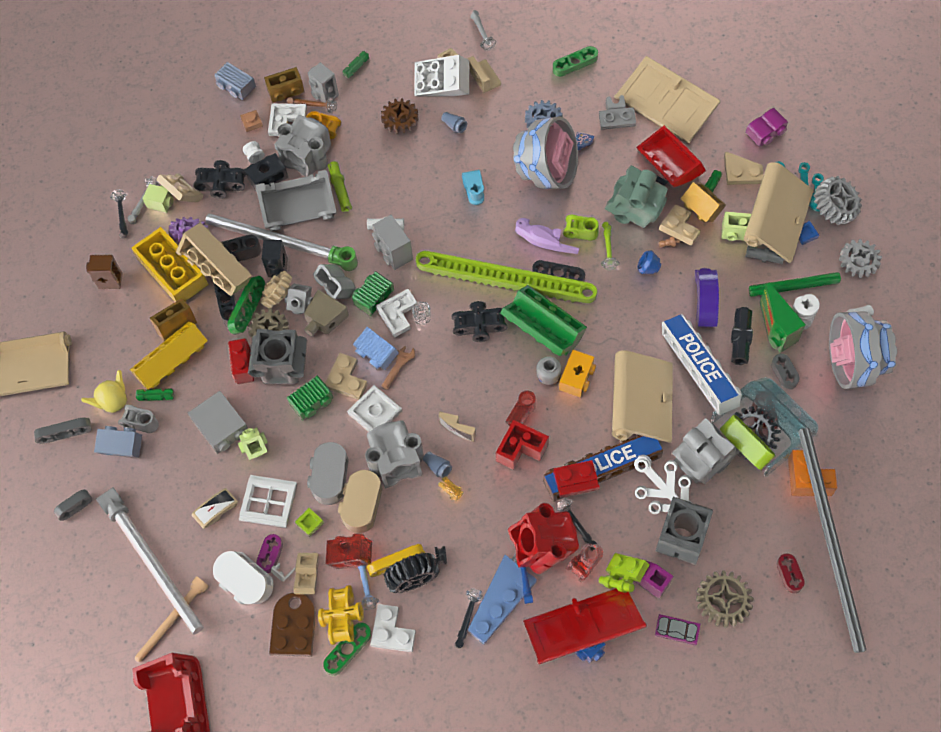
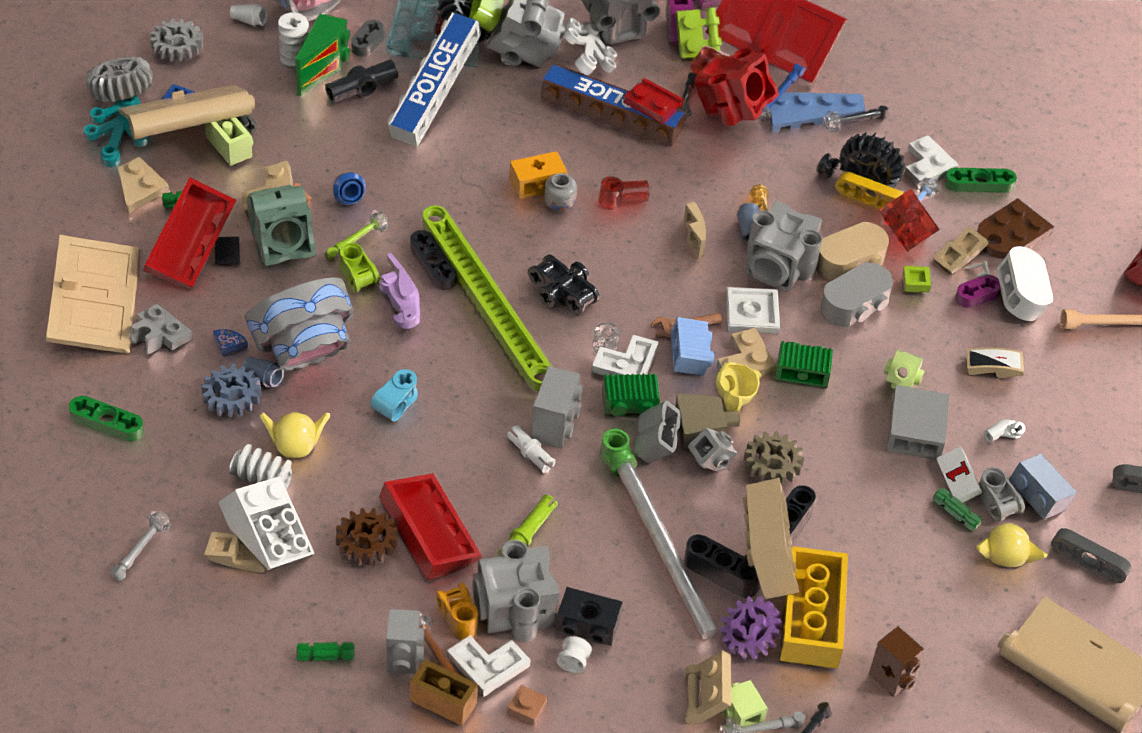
camera: 140 degrees left, 15 degrees down
(113, 505) = (1096, 443): flat silver piece -> none
(169, 355) = (908, 518): yellow brick -> none
(169, 412) = (959, 474): none -> white tile
(172, 318) = (869, 545): pearl gold brick -> none
(173, 469) = (1004, 428): none -> white arm
(219, 179) = (648, 662): black axle -> none
(239, 357) = (837, 451): red brick -> none
(255, 288) = (788, 483): green beam -> none
(271, 484) = (919, 339): white piece -> none
(274, 257) = (694, 502): black brick -> none
(276, 289) = (719, 467): tan gear -> none
(277, 356) = (803, 399): dark grey piece -> none
(296, 200) = (586, 556): light grey windscreen -> none
(326, 347) = (736, 385): none -> light yellow piece
(341, 615) = (963, 192): yellow axle -> none
(382, 147) = (429, 525): none -> red slope
(455, 122) = (320, 475): sand blue cone -> none
(479, 97) = (259, 469): none -> white piece
(483, 74) = (205, 505): tan panel -> none
(491, 127) = (294, 433): none -> light yellow piece
(521, 440) = (663, 169): red brick -> none
(544, 321) = (511, 226): green brick -> none
(642, 397) = (514, 110): tan door -> none
(702, 202) = (227, 175): brick -> none
(707, 297) = (339, 116): dark purple arch -> none
(766, 127) = (58, 187): magenta brick -> none
(798, 283) = (255, 76): green axle -> none

